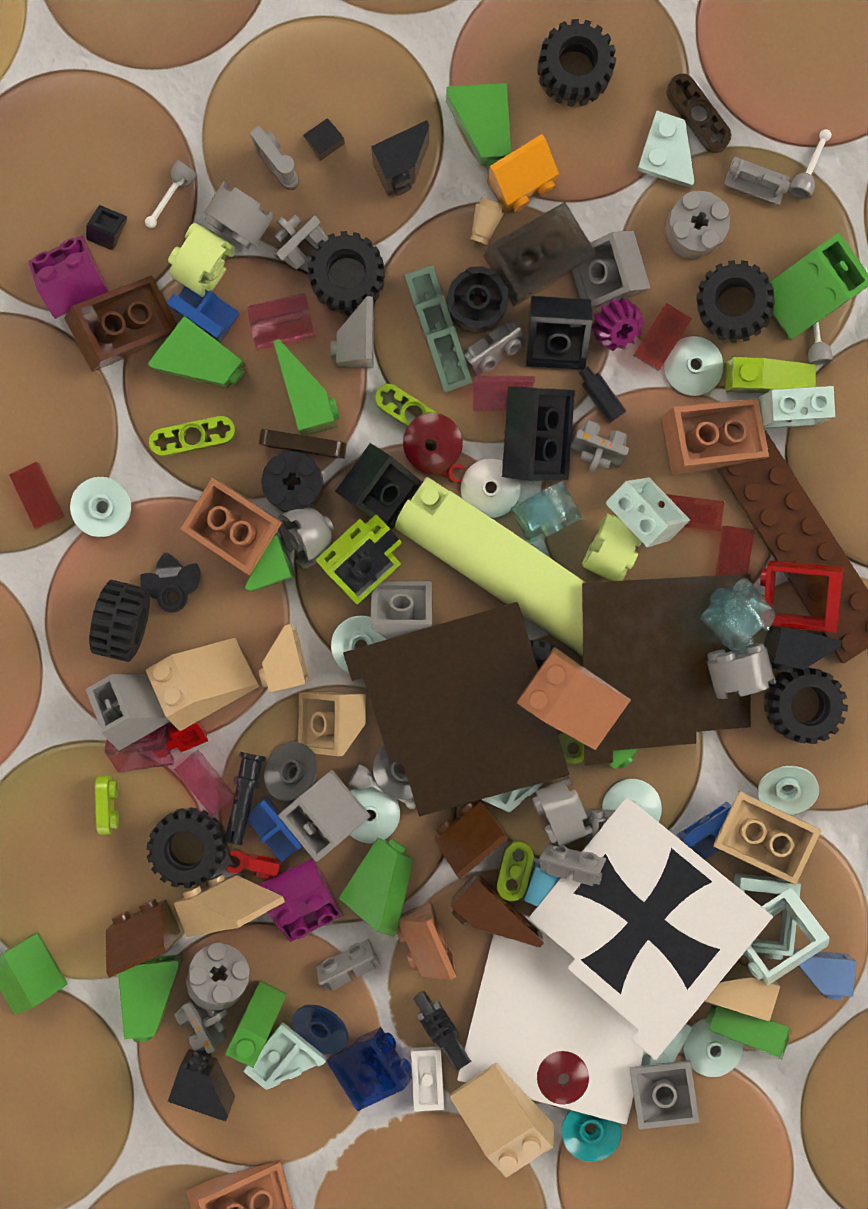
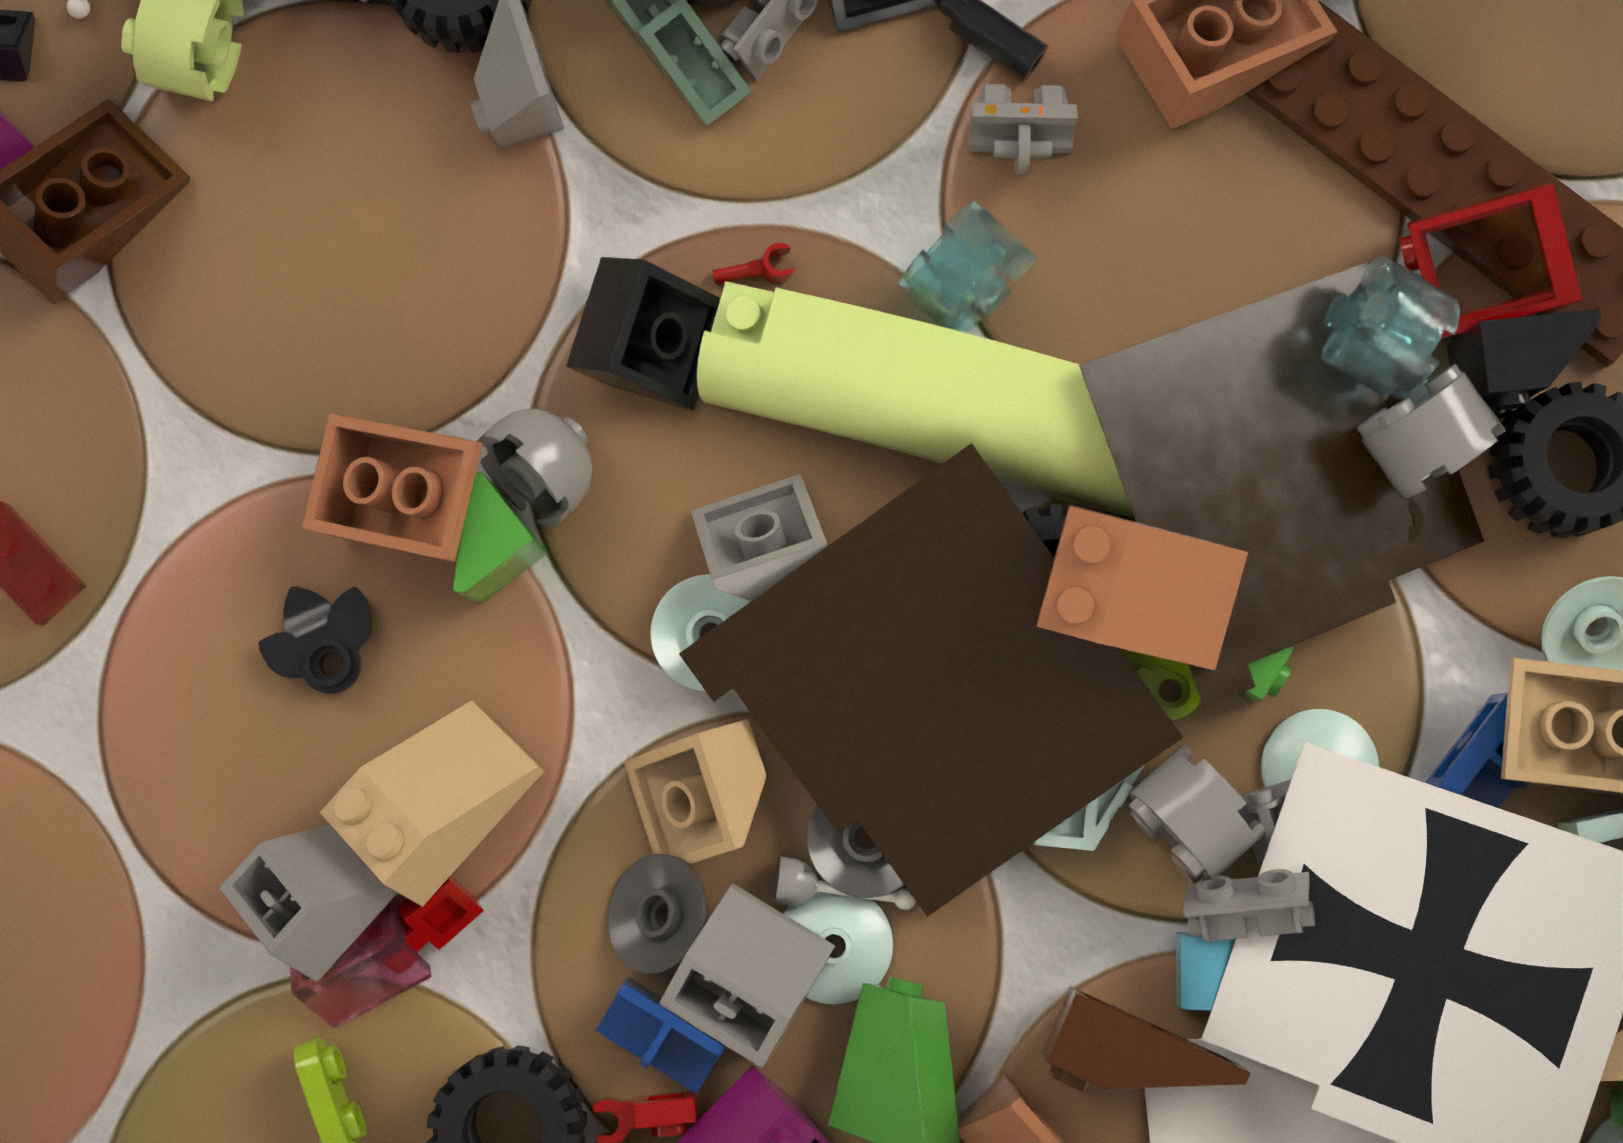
camera: 10 degrees left, 5 degrees down
(87, 499) = (117, 538): light aqua dish -> none
(119, 620) = (241, 736): black tyre -> none
(172, 448) = (244, 391): lime beam -> none
(197, 357) = (236, 213): bright green slope -> none
(204, 782) = (502, 991): clear pink panel -> none
(206, 312) = (224, 130): blue panel -> none
(246, 783) = (581, 964): black pin -> none
(280, 319) = (368, 101): clear pink panel -> none
(281, 469) = (464, 348): black brick -> none
(284, 663) = (575, 709): tan slope -> none
(302, 444) = (479, 303): dark brown beam -> none
(309, 400) = (474, 224): bright green slope -> none
(361, 557) = (655, 468): piece -> none
(398, 396) = (620, 186): lime beam -> none
(443, 432) = (746, 220): dark red dish -> none
(469, 837) = (1036, 919): reddish brown slope -> none
(474, 490) = (857, 236): white dish -> none
(492, 391) = (813, 88): clear pink panel -> none
(515, 869) = (1144, 957): lime plate -> none
(538, 433) = (900, 135): black slope -> none
(612, 549) = (1113, 292): yellowish green brick -> none
(640, 511) = (1137, 199): light aqua window -> none
(703, 513) = (1232, 188): clear red plate -> none
(734, 551) = (1335, 227): clear red plate -> none

